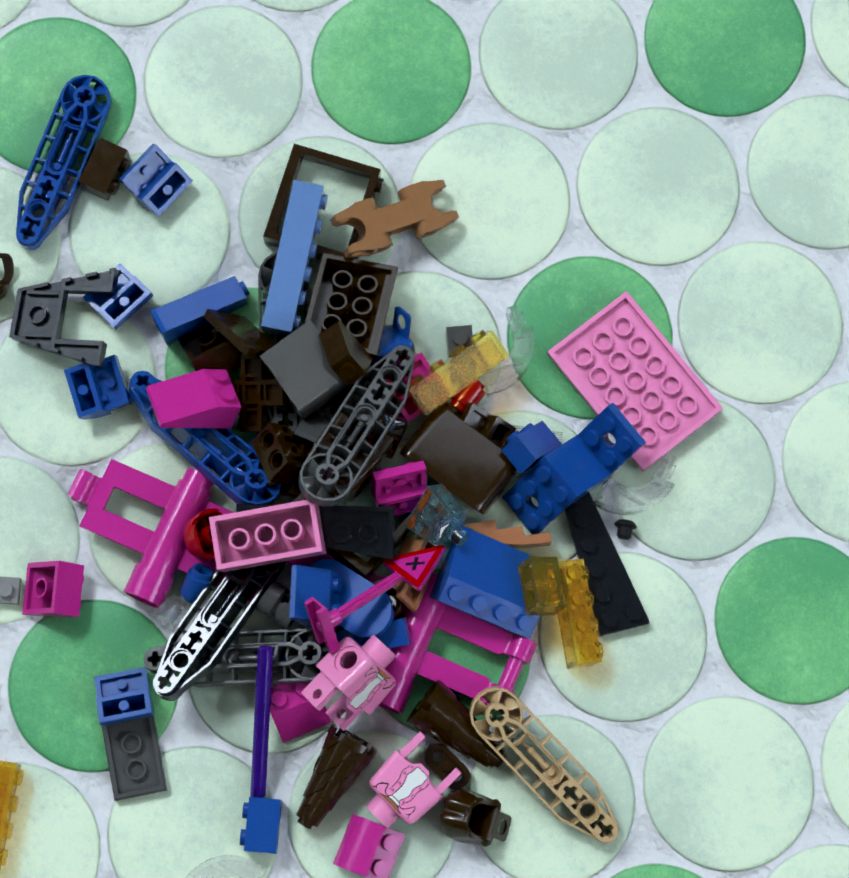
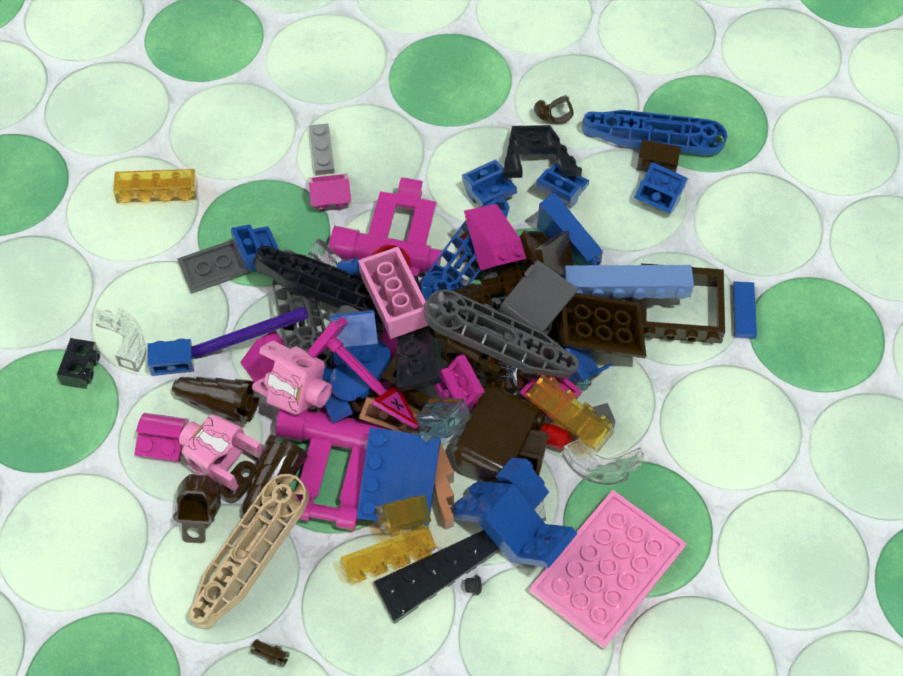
camera: 80 degrees right, 20 degrees down
(344, 136) = (744, 310): none -> blue tile
(345, 353) = (557, 318): dark brown slope -> none
(378, 224) = (679, 338): medium nougat piece -> none
(629, 501) = (504, 592): clear arch -> none
(659, 762) = (272, 653): none -> dark brown pin

